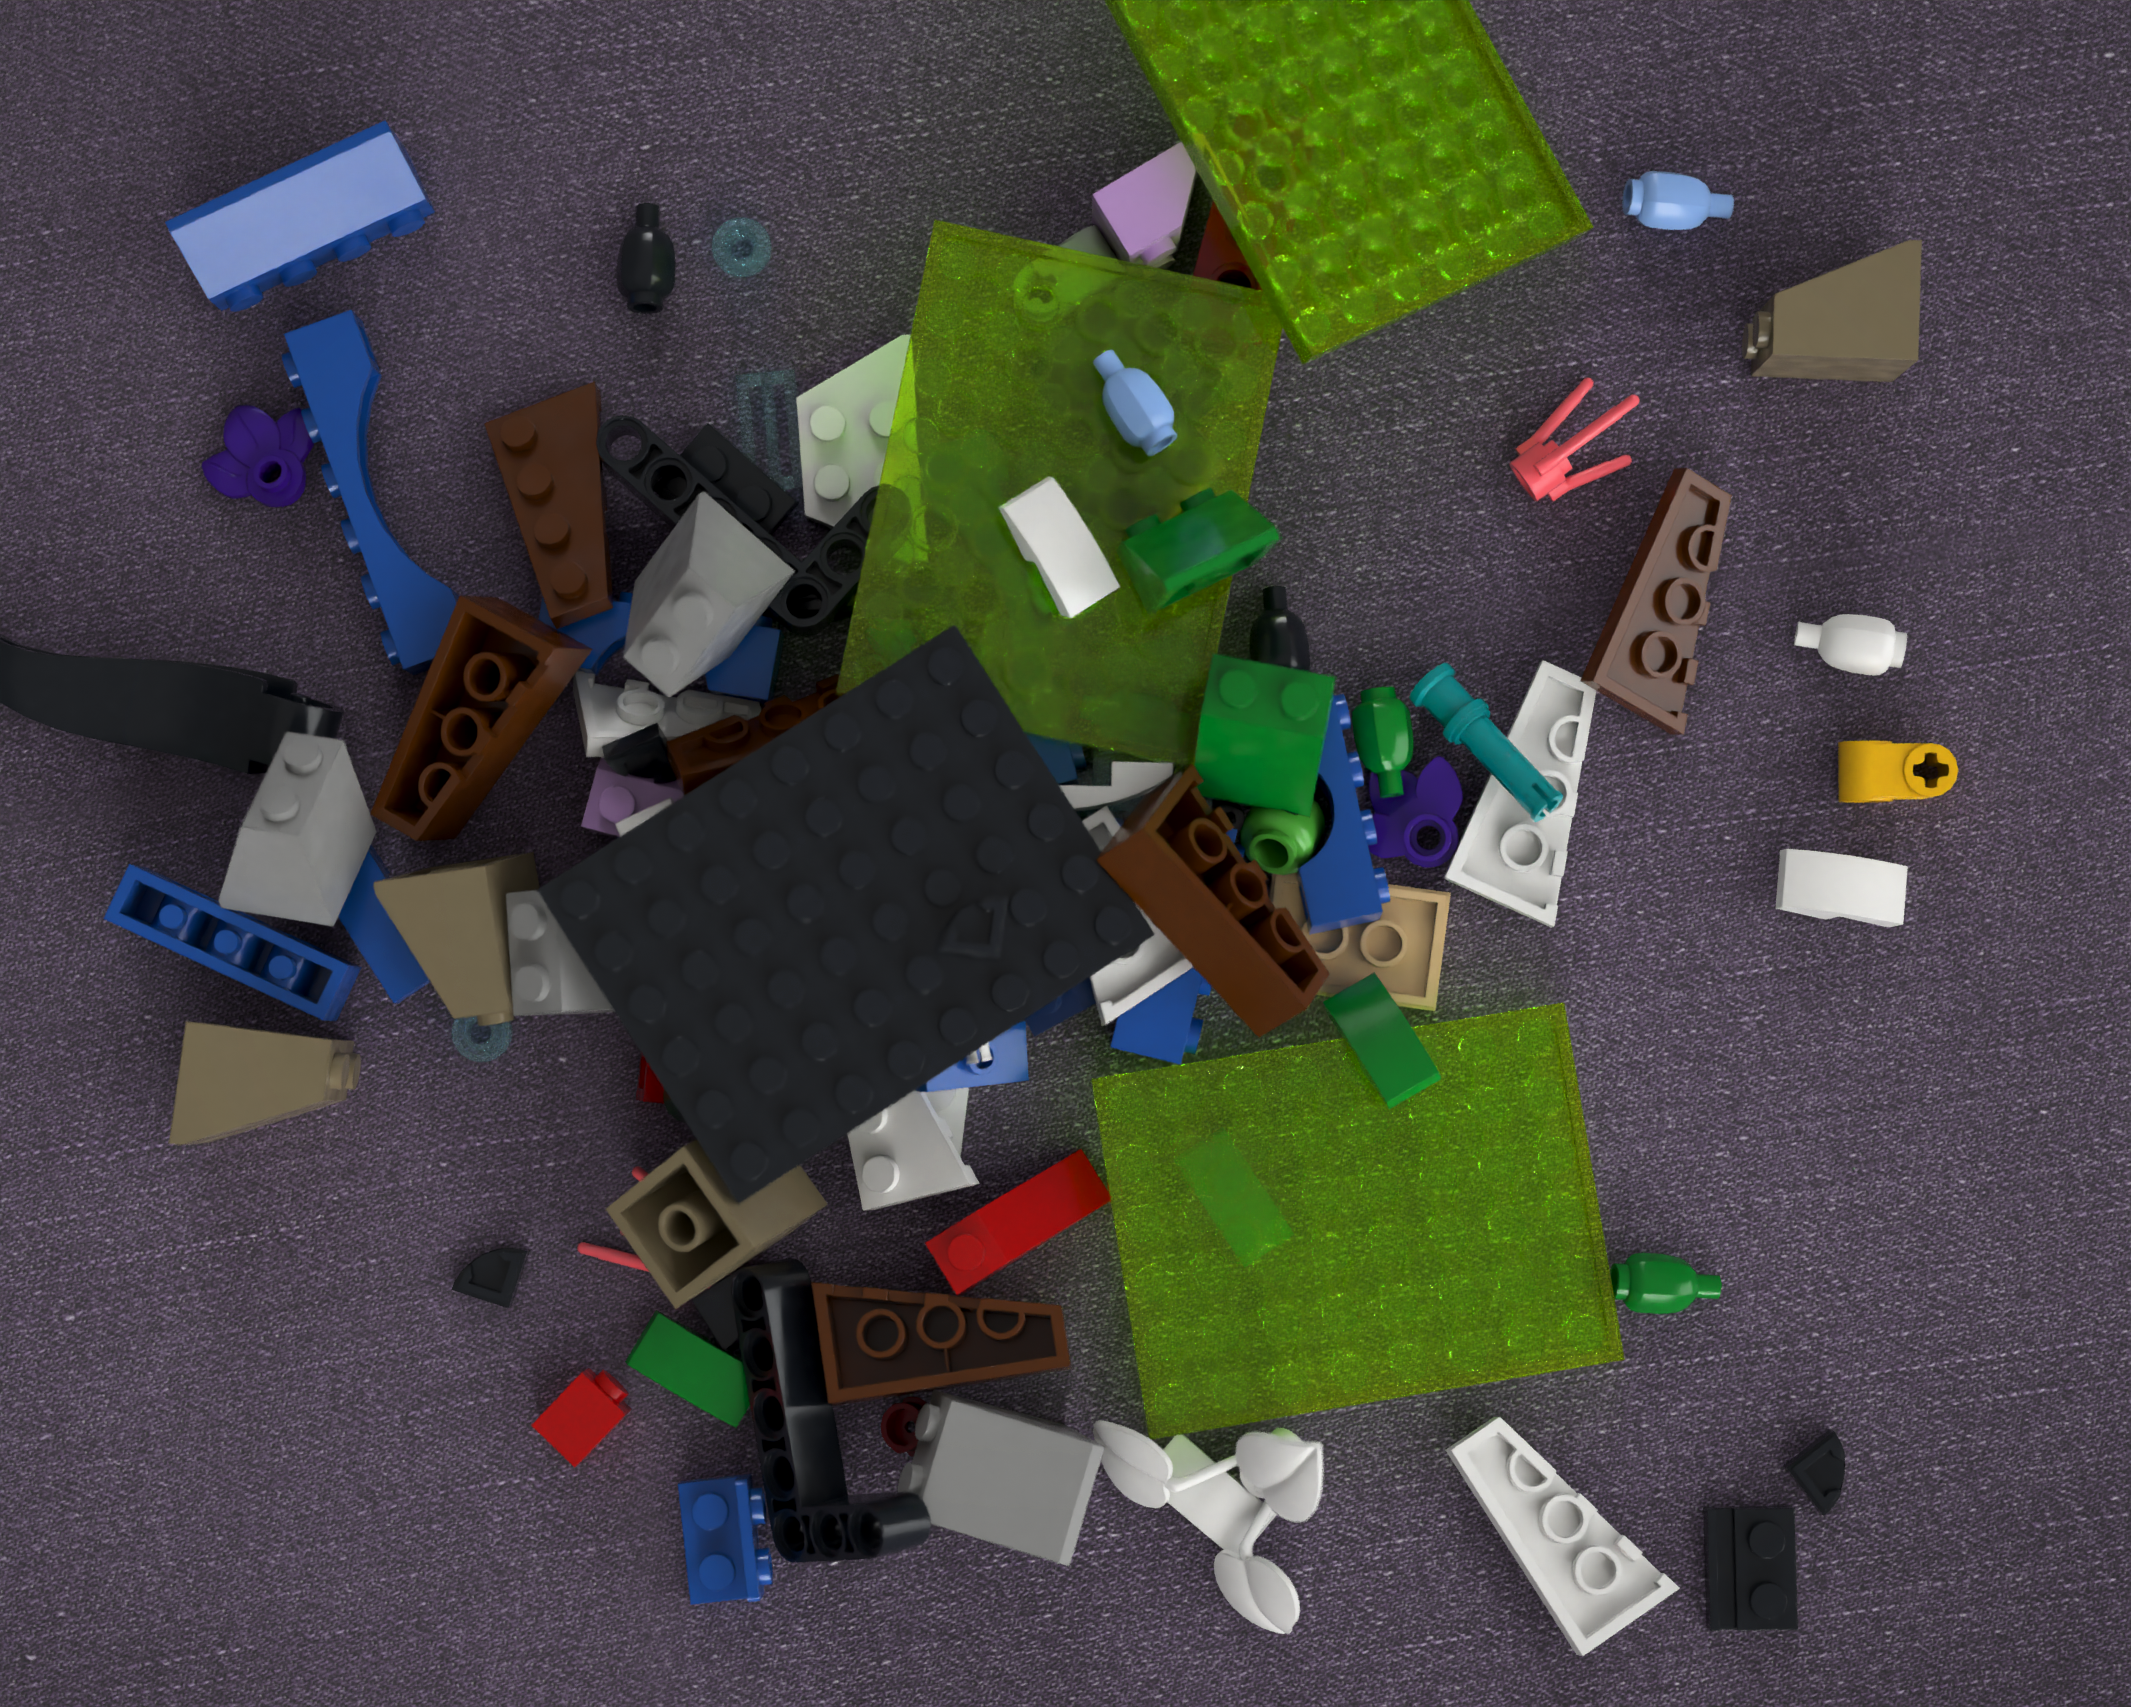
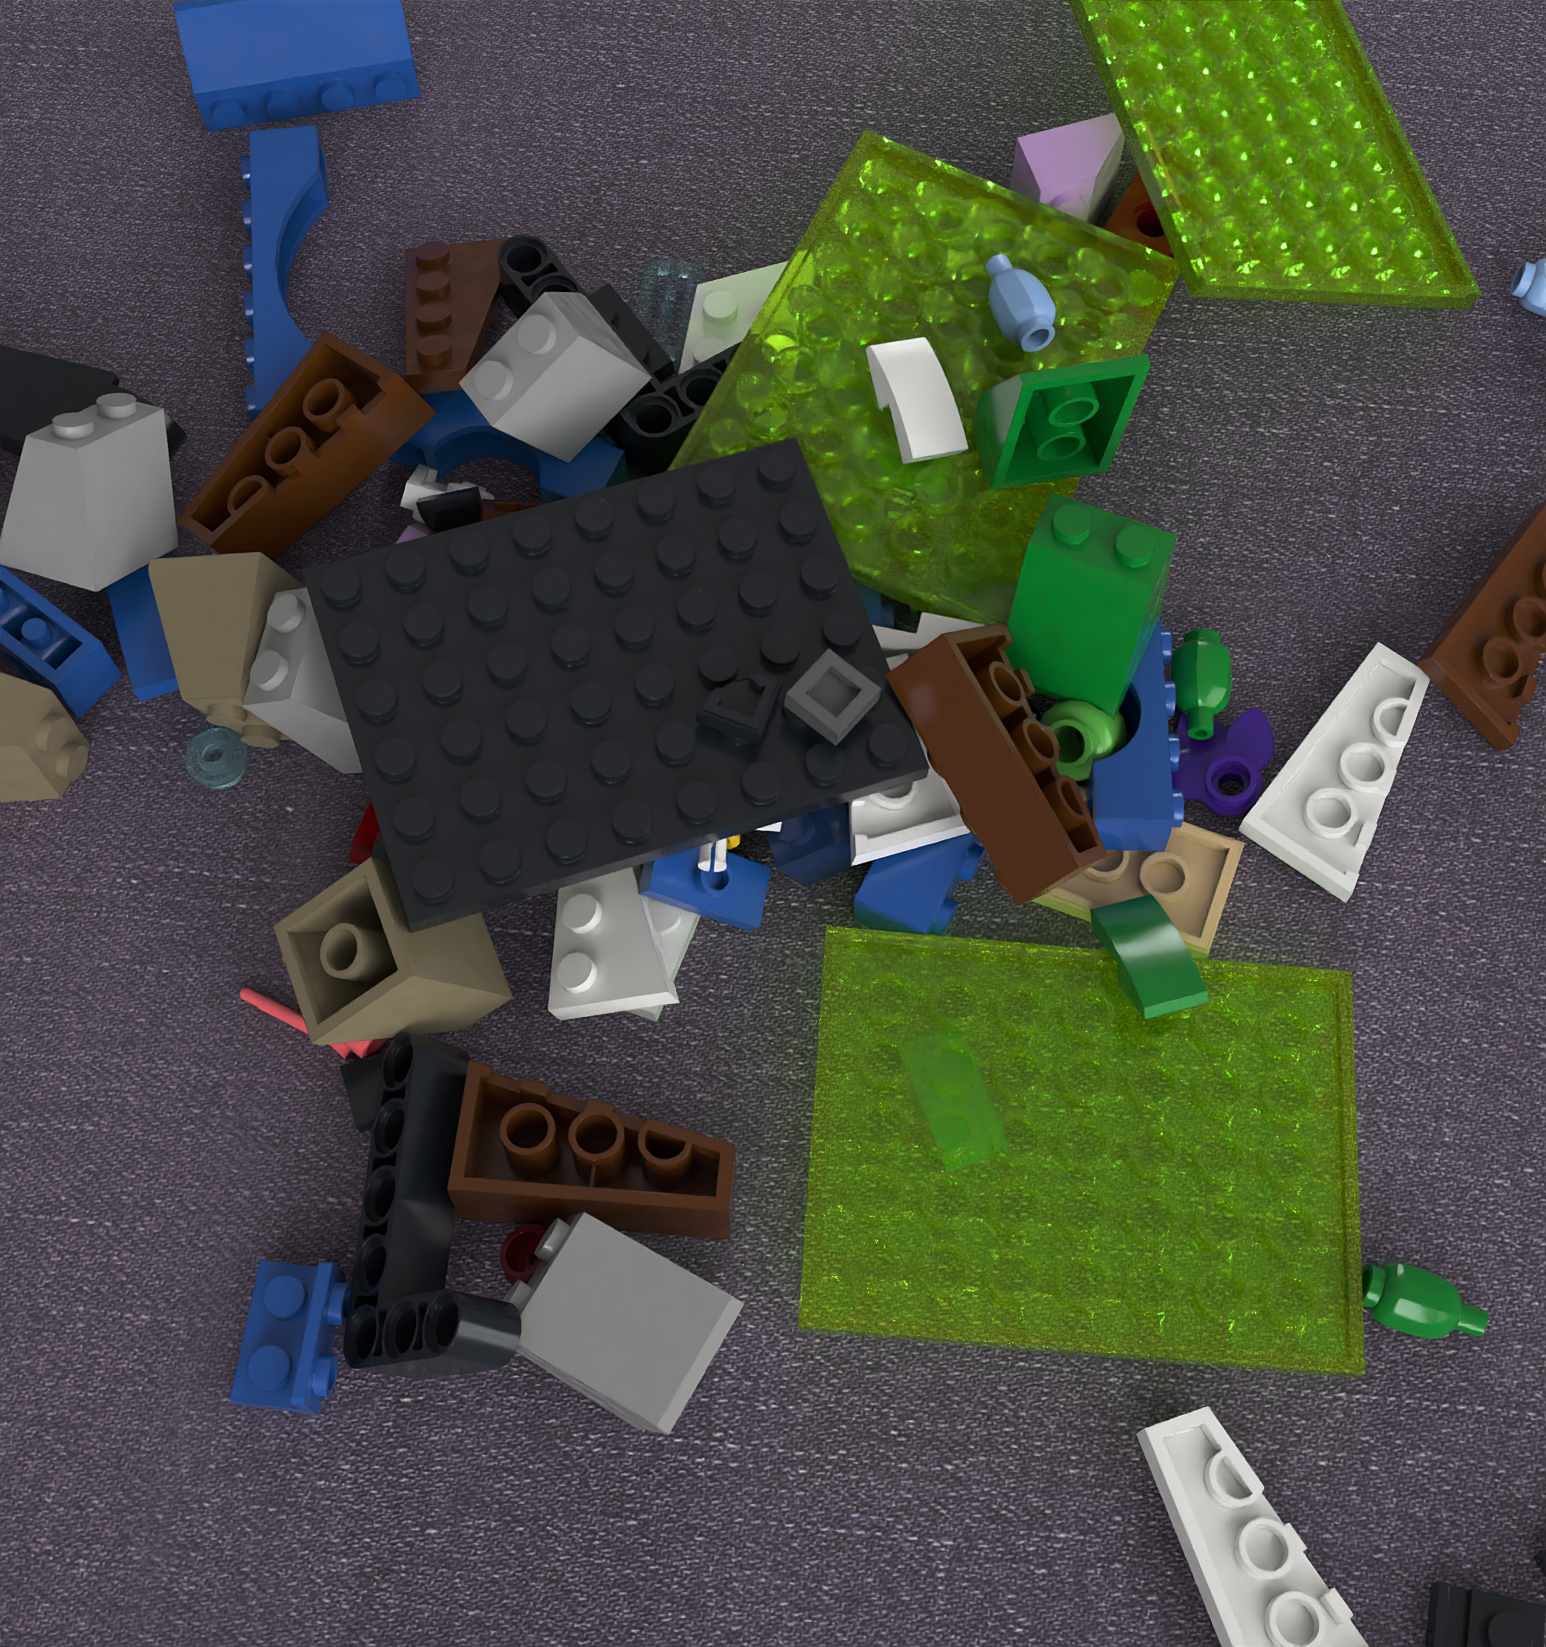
camera: 15 degrees right, 20 degrees down
(256, 451) = (196, 239): dark purple plate -> none
(493, 1276) = (144, 998): black tile -> none
(583, 1415) = (182, 1158): red brick -> none
(646, 263) = (592, 160): black plant -> none
(691, 1368) = (316, 1138): green slope -> none
(736, 230) = (682, 164): clear light blue plate -> none
(1018, 1222) = (708, 1065): red slope -> none
(1055, 905) = (832, 696): none -> dark grey plate
(1216, 1505) = (851, 1420): white slope -> none
(1271, 1468) = (939, 1391): white plant -> none
(1468, 723) = (1293, 680): teal pin -> none
(1543, 468) = (1406, 477): coral plant -> none

